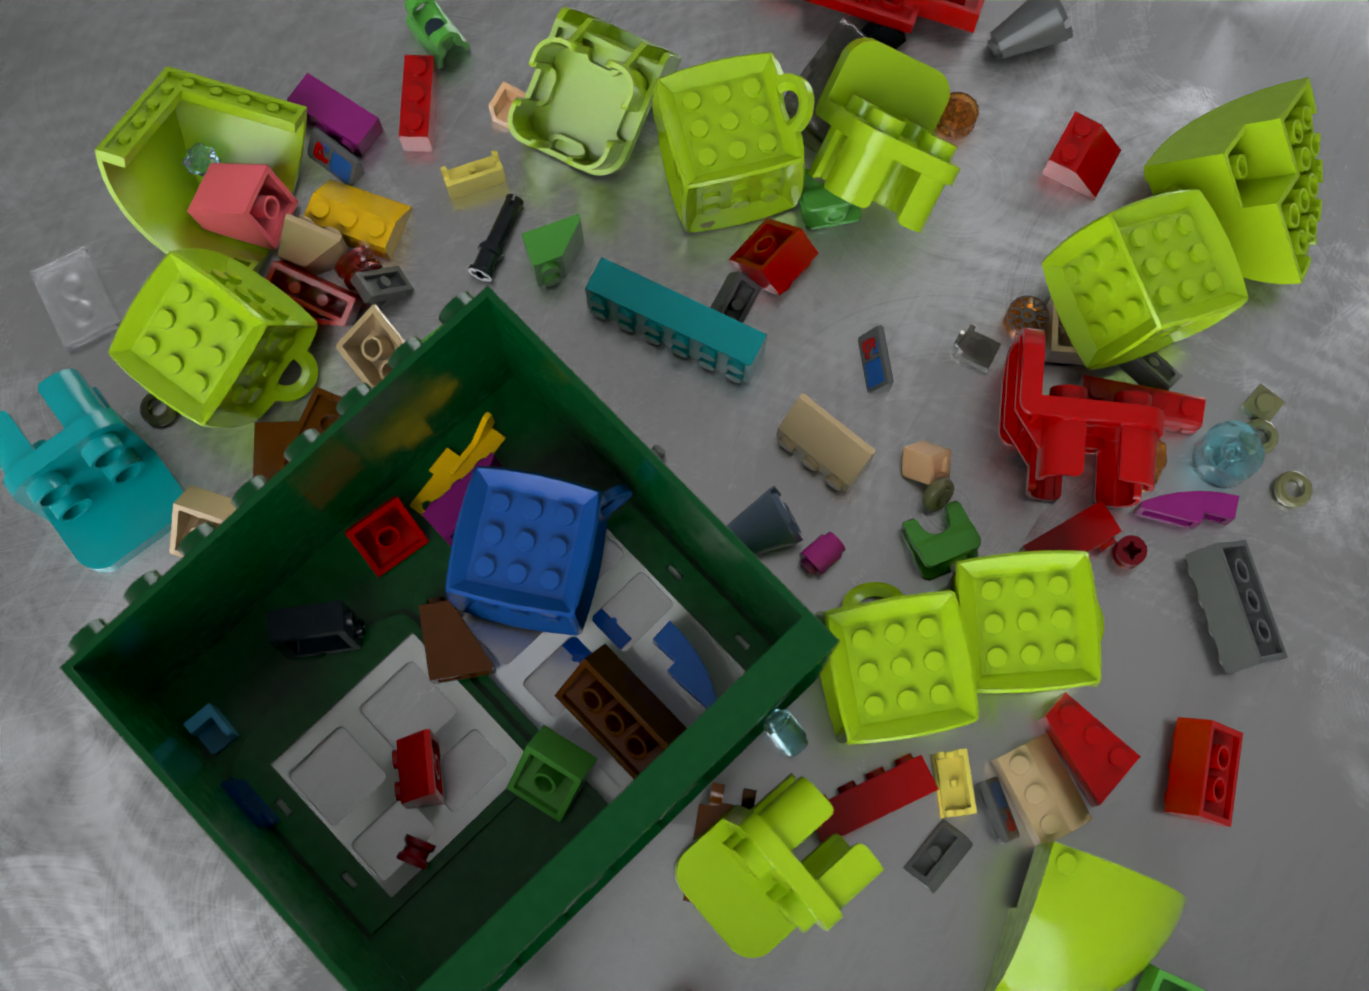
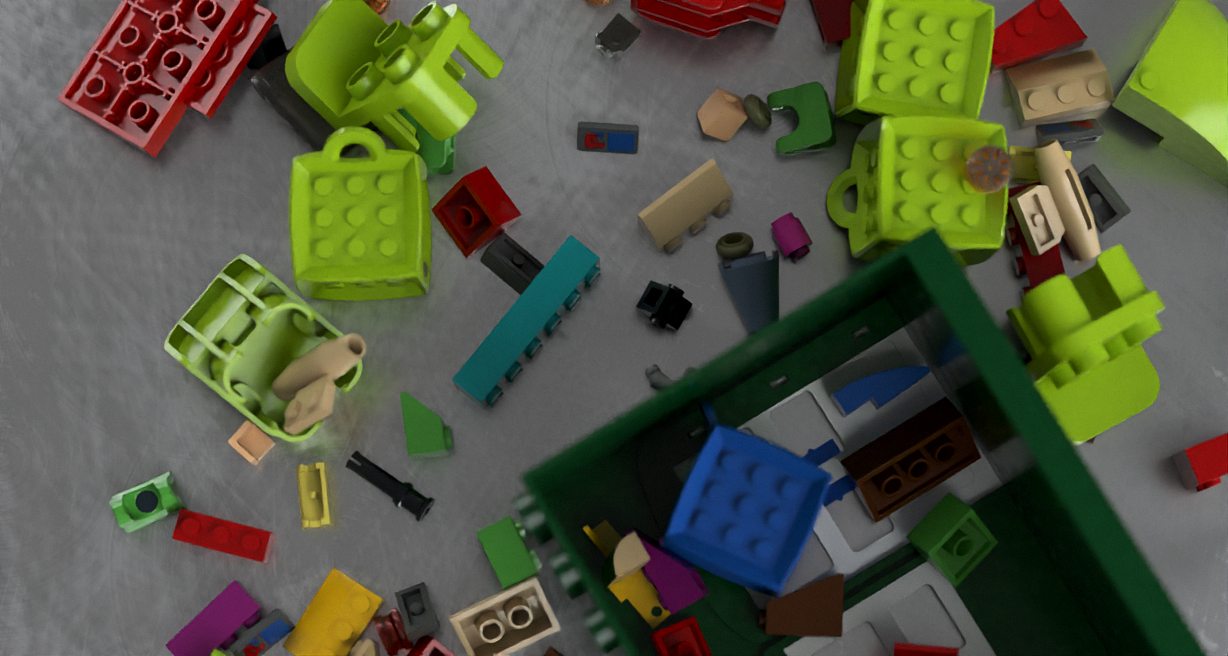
camera: 75 degrees left, 5 degrees up
(462, 453) = (624, 560): none -> tan brick
(568, 122) = (311, 380): none -> tan plate
(723, 446) = (670, 305): none -> black brick
(799, 501) = (734, 245): none -> olive piece
(913, 807) = (1056, 206): none -> tan plate
(925, 710) = (988, 169): none -> wheel

